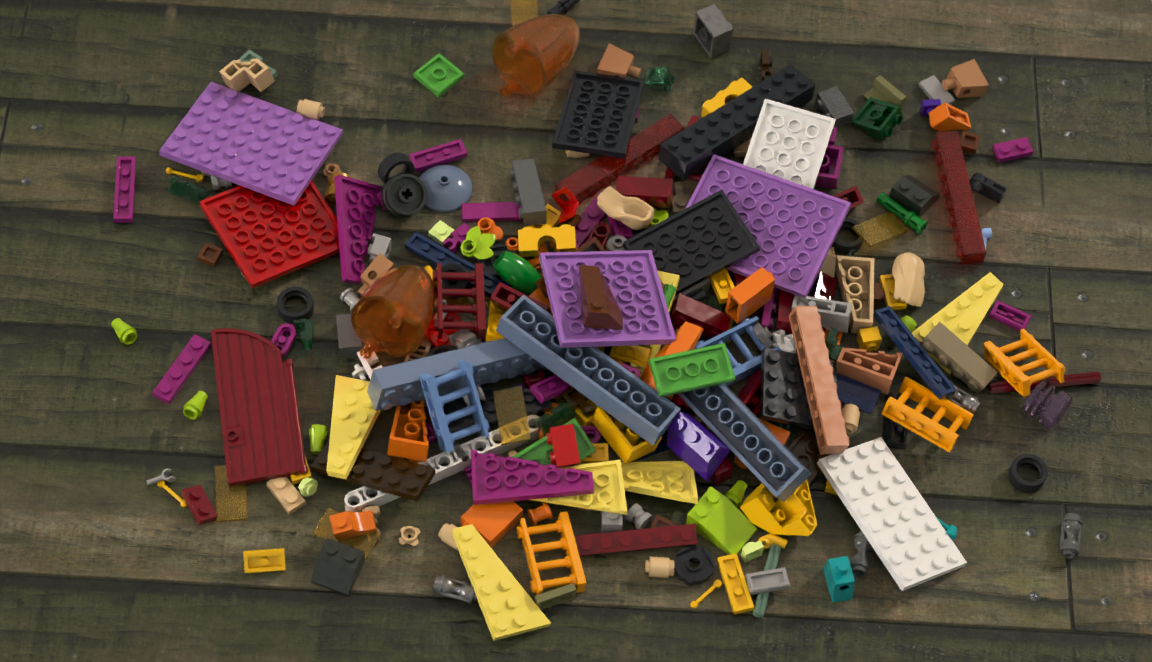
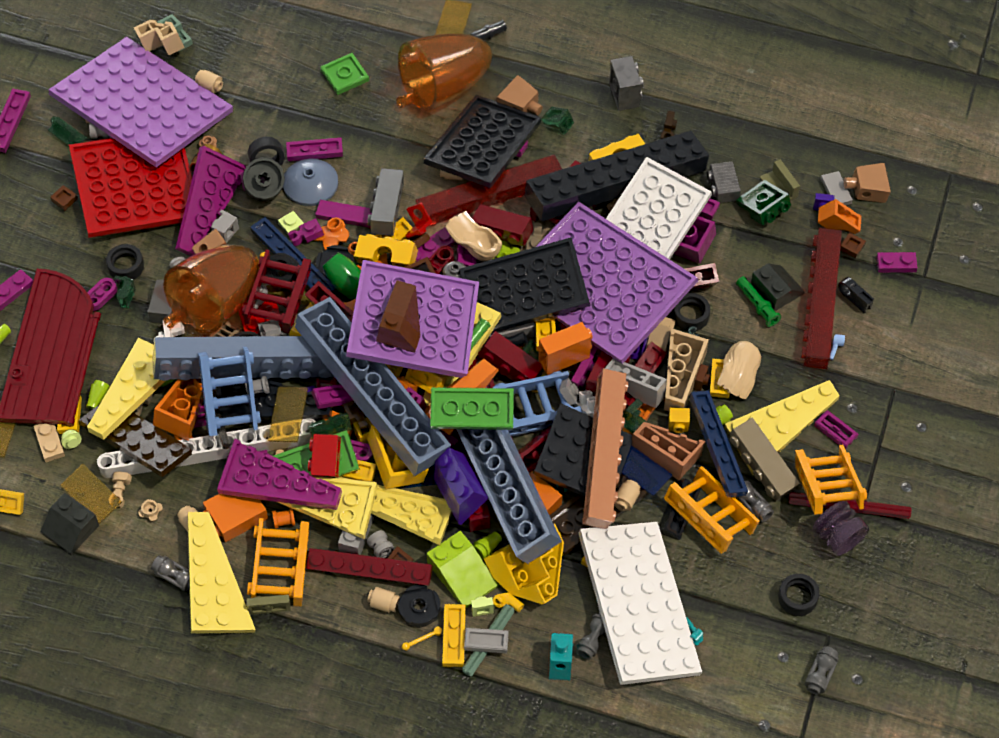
camera: 20 degrees right, 0 degrees up
(199, 178) = (83, 124): yellow hinge -> none
(352, 524) = (95, 485): orange arch -> none
(480, 242) = (321, 241): lime plate -> none
(880, 229) = (728, 312): clear yellow piece -> none

